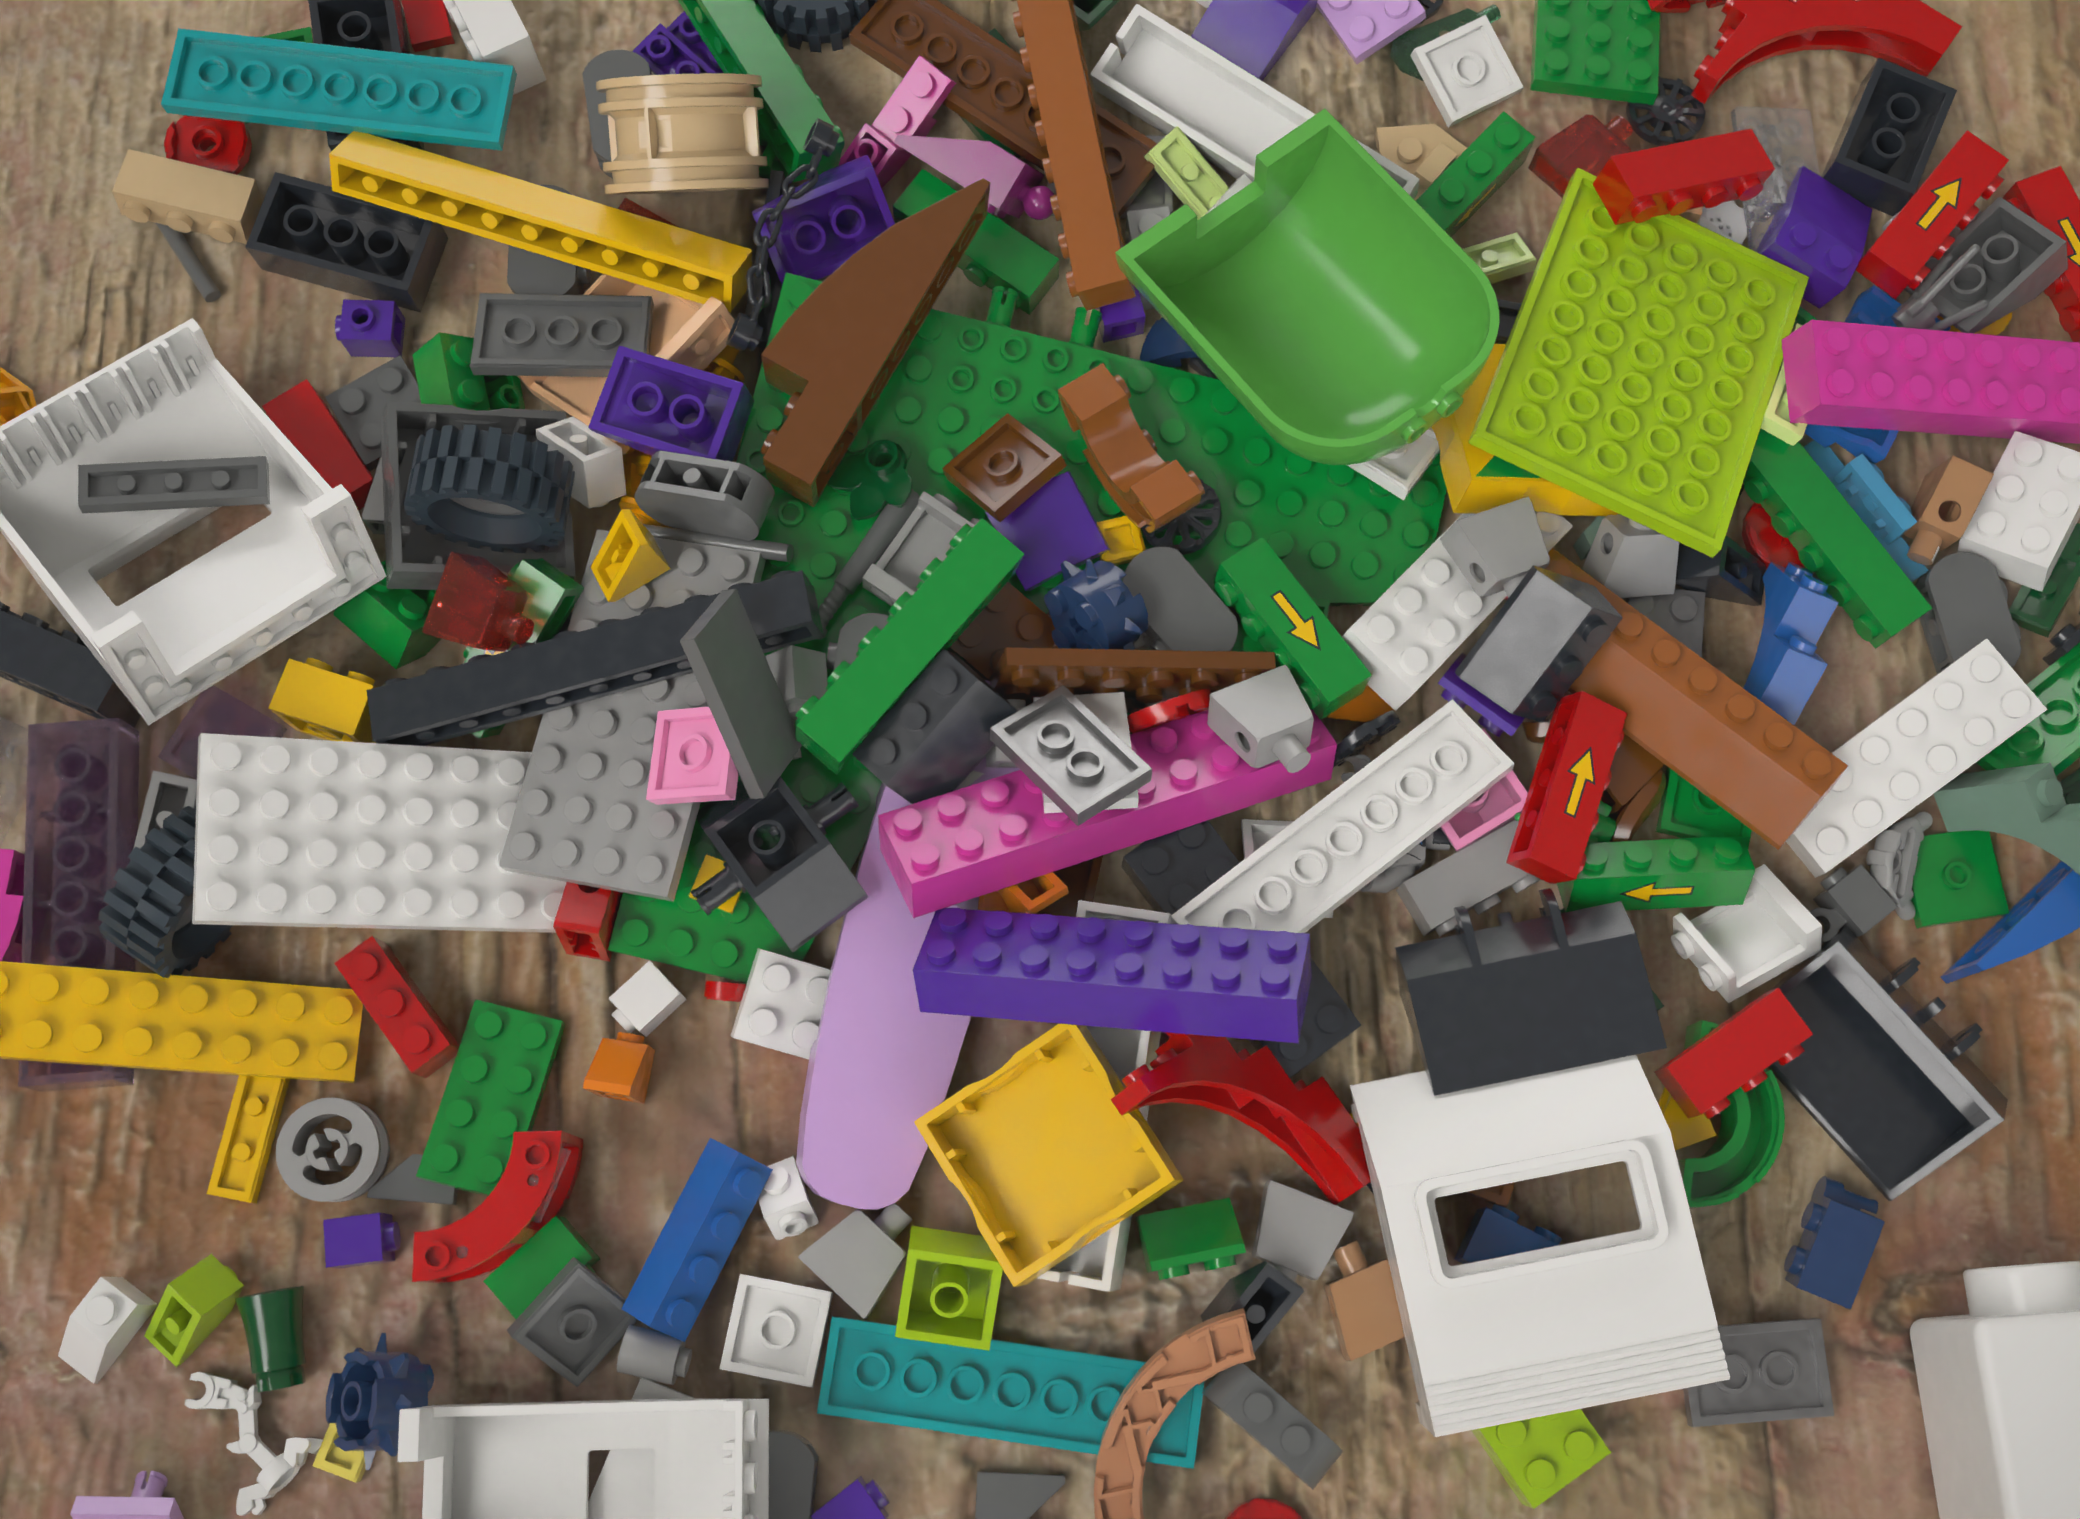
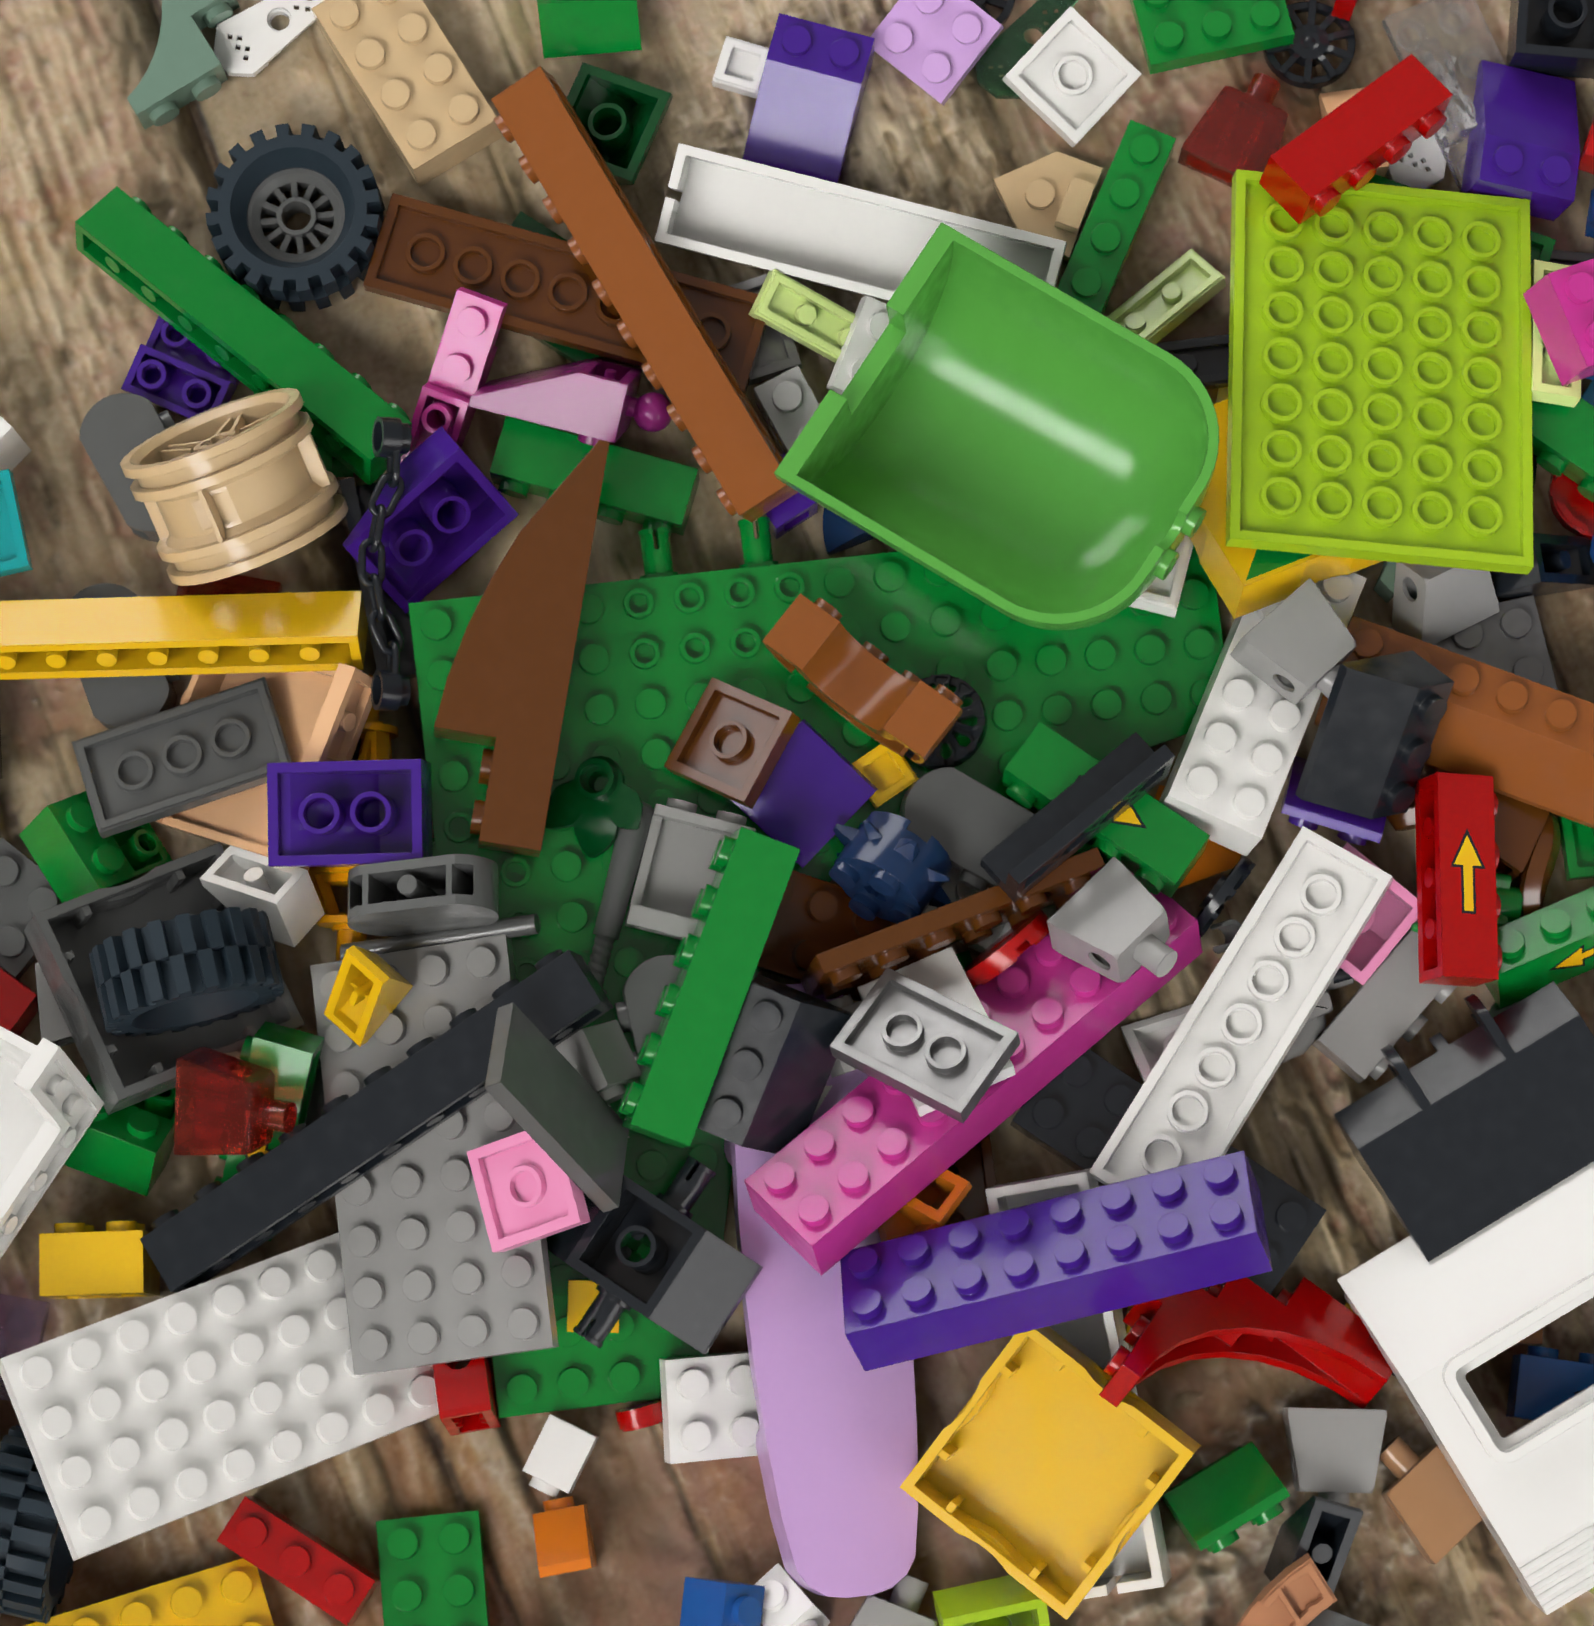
camera: 15 degrees left, 5 degrees up
(1266, 618) = (1076, 815): none -> black fence

